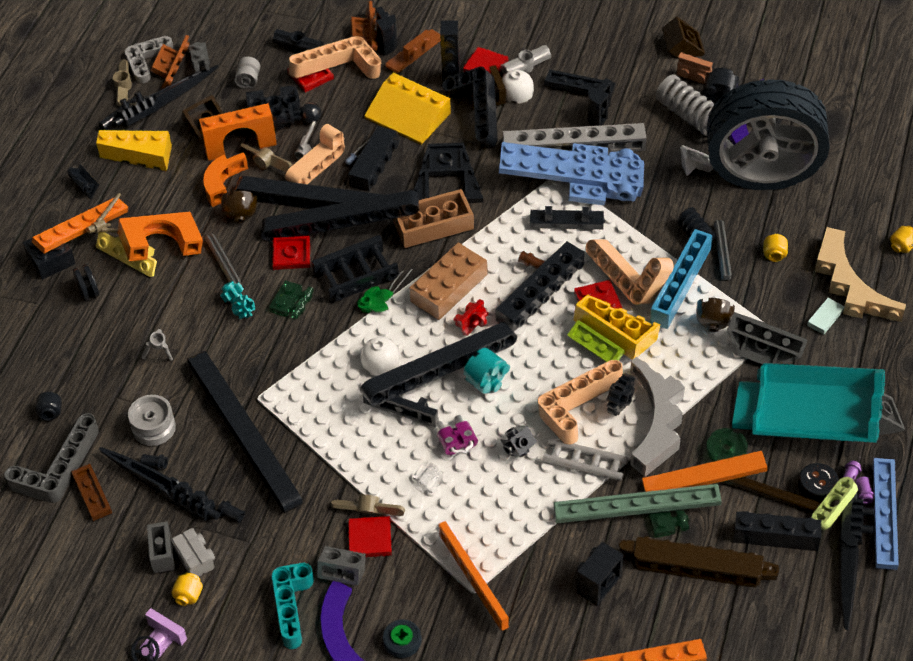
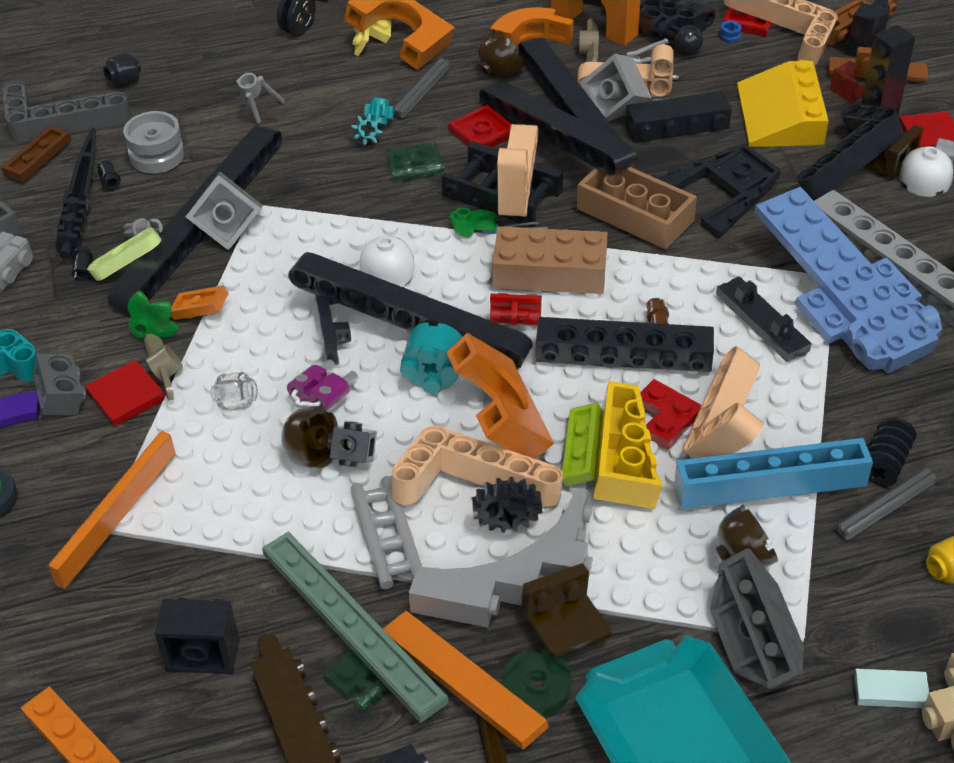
camera: 55 degrees right, 5 degrees down
(235, 463) = (140, 225): none -> light grey axle
(249, 475) = (124, 254): none -> yellowish green beam
(262, 411) = (224, 211): none -> light grey slope
(316, 90) = (730, 31): none -> blue bush
(324, 494) = (152, 316): none -> green plate
(329, 169) = (616, 86): none -> light grey slope
(330, 464) = (199, 302): none -> orange plate
(384, 260) = (516, 170): none -> light nougat beam
(415, 73) = (844, 82): none -> clear red panel
(495, 459) = (306, 436): none -> dark brown cylinder
(562, 359) = (512, 415): none -> orange arch
(702, 412) = (563, 612): none -> dark brown bracket

